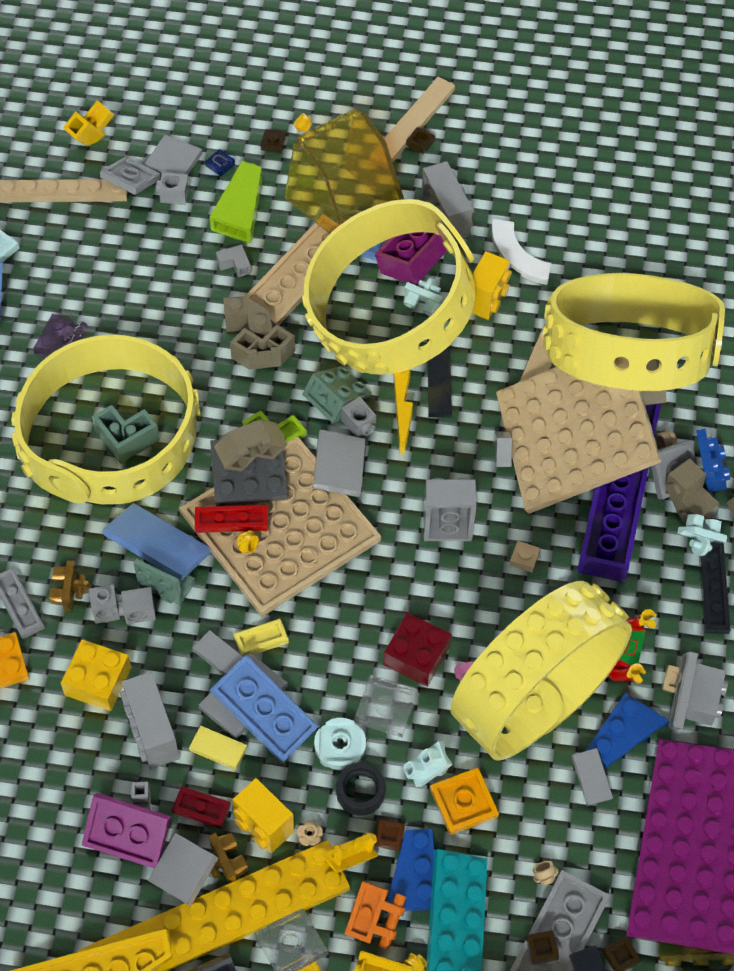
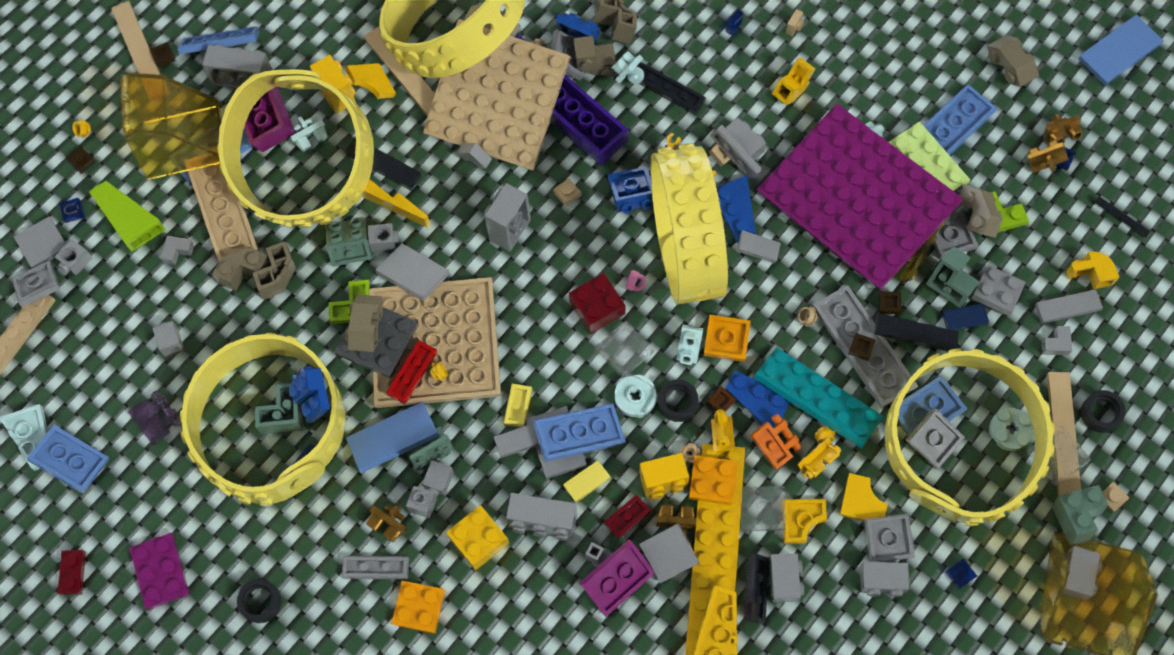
camera: 55 degrees left, 10 degrees up
(141, 303) = (168, 338): none -> light grey brick
(150, 433) = (310, 391): none -> blue plate
(290, 870) = (713, 480): none -> light orange plate
(466, 172) = (225, 38): none -> medium blue tile
(509, 248) = (313, 52): white tile -> none
(520, 315) = (372, 78): none -> yellow tile

